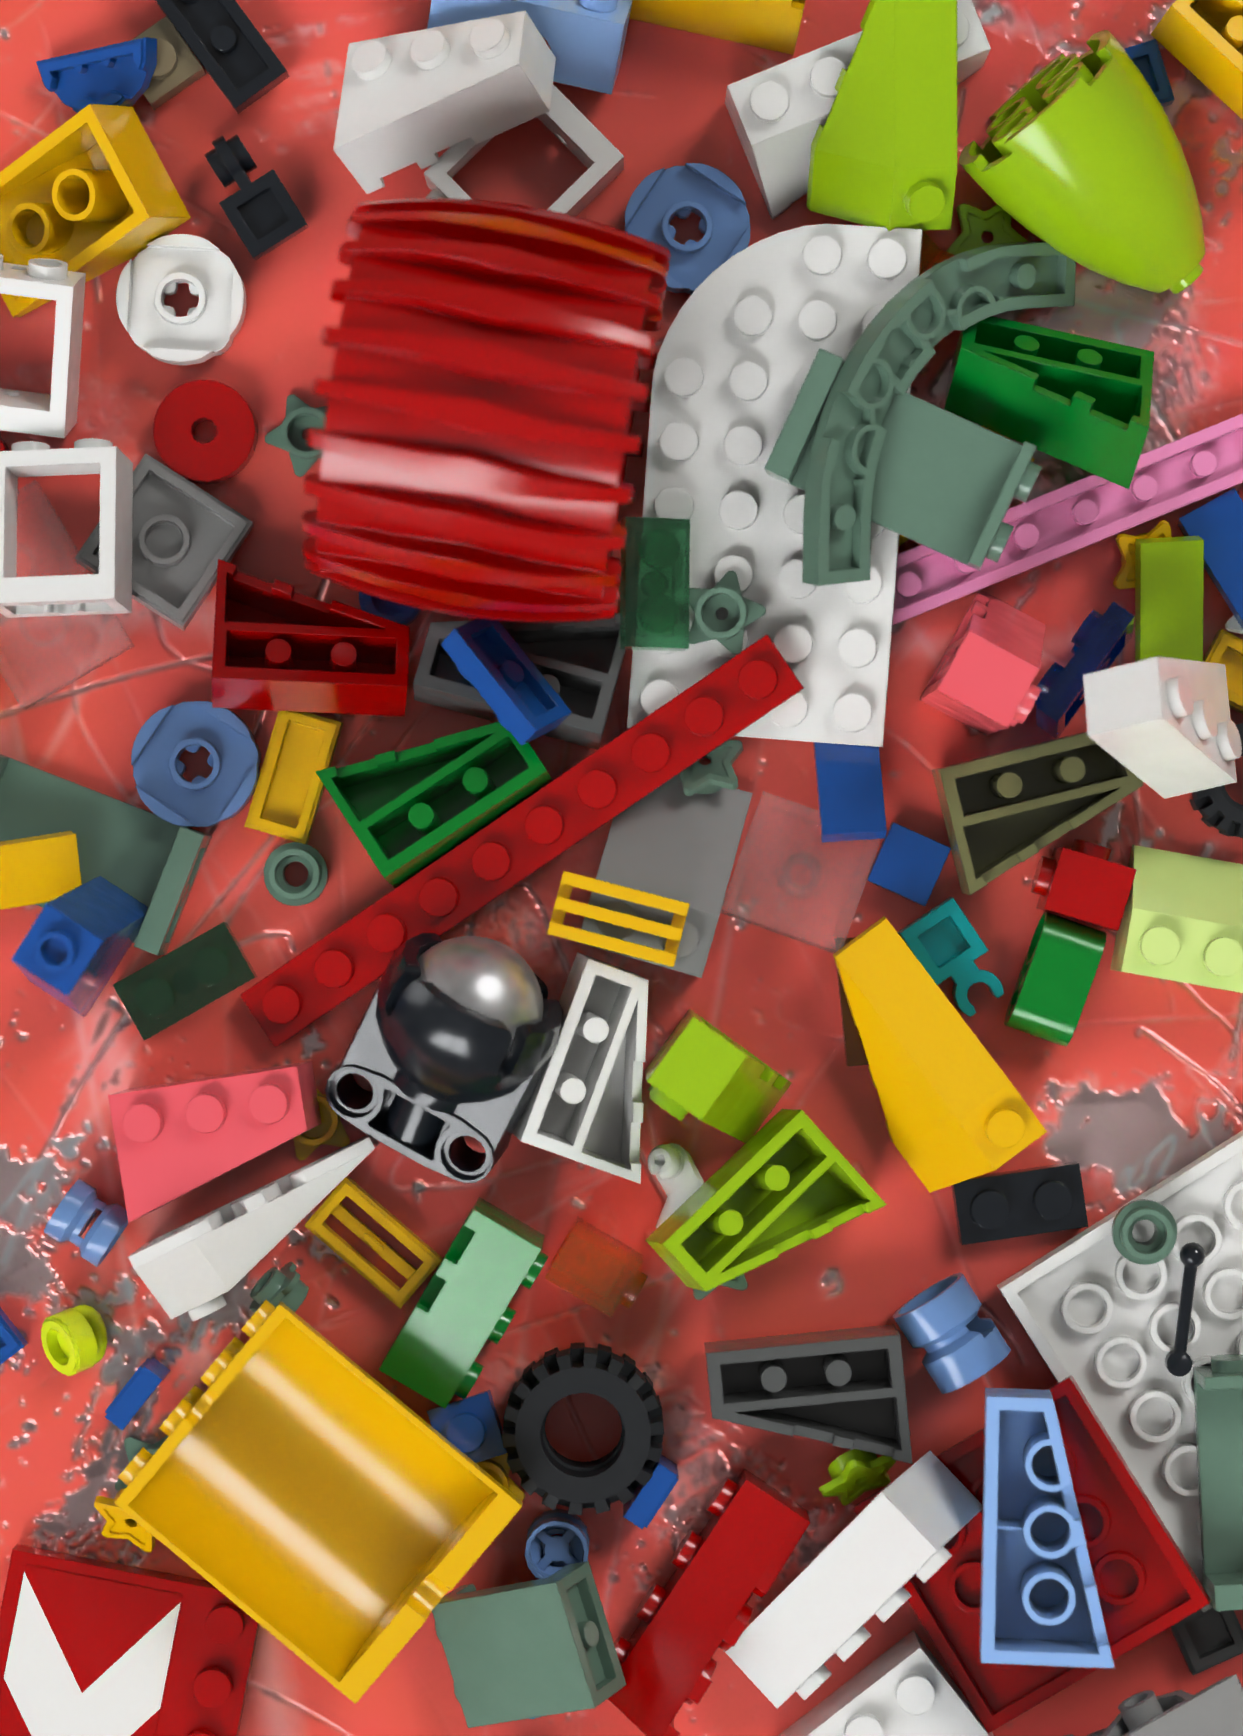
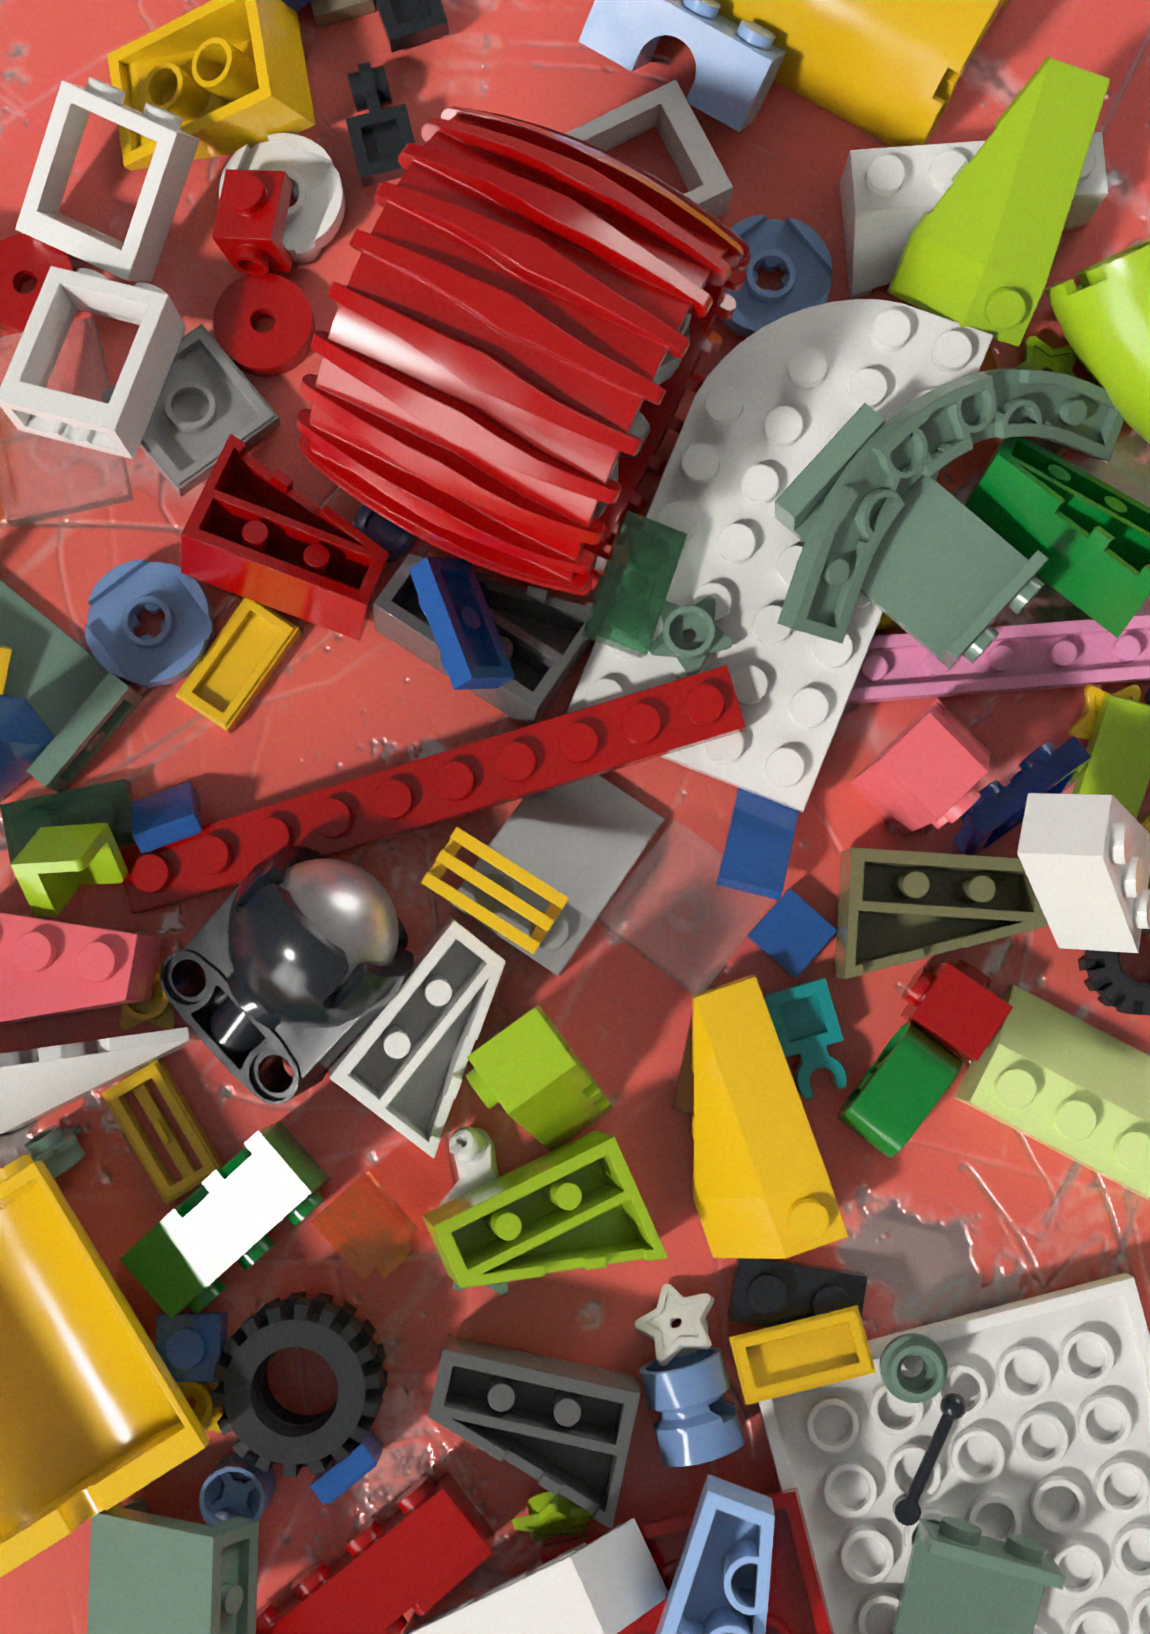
camera: 20 degrees right, 5 degrees down
(165, 337) = (253, 220): none -> red bracket
(200, 1014) = (63, 860): none -> lime panel
(275, 874) = (195, 742): sand green plate -> none
(277, 945) = (166, 817): none -> blue tile
(433, 796) = (358, 721): green wedge -> none
(437, 88) = (586, 66): white wedge -> none
(717, 774) = (636, 788): sand green plate -> none
(930, 1267) = (687, 1337): none -> white plate
(1038, 1253) = (802, 1355): none -> yellow tile

